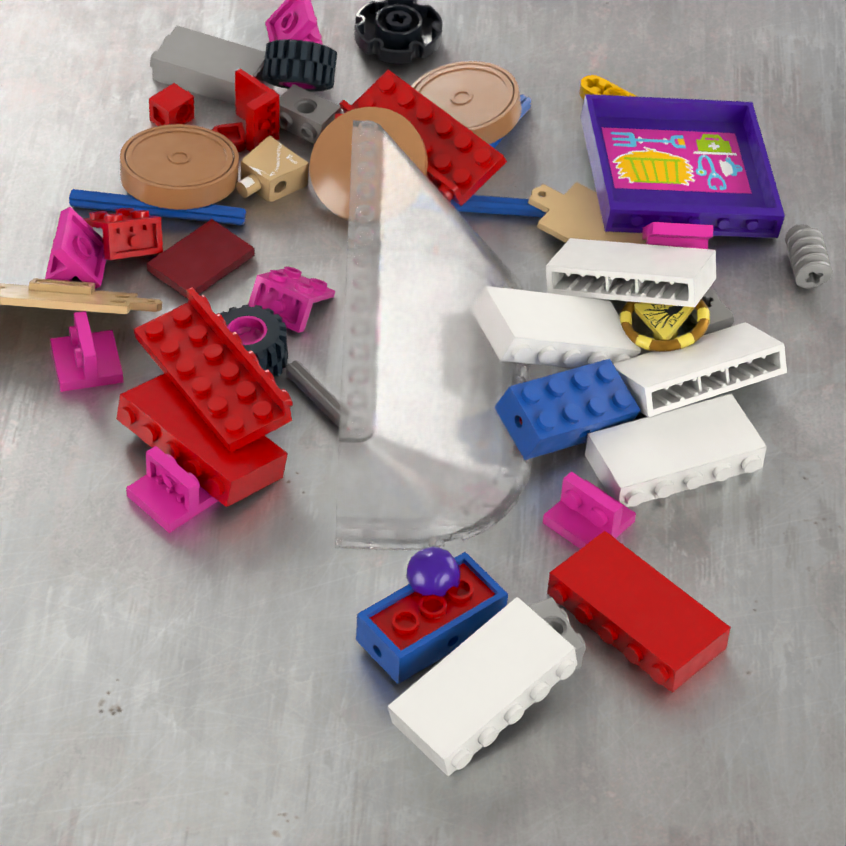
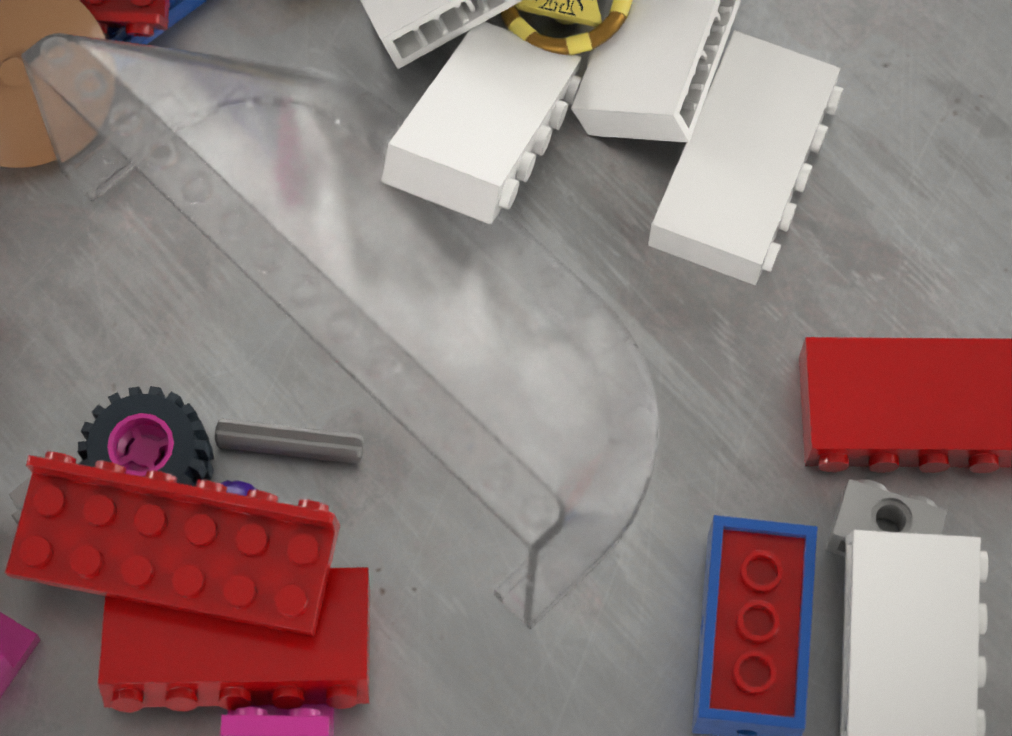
camera: 45 degrees left, 20 degrees up
(289, 295) = (110, 337): dark pink bracket -> none
(433, 571) = (724, 583): dark purple hair -> none
(565, 407) = (604, 215): blue brick -> none
(586, 512) = (748, 326): dark pink bracket -> none

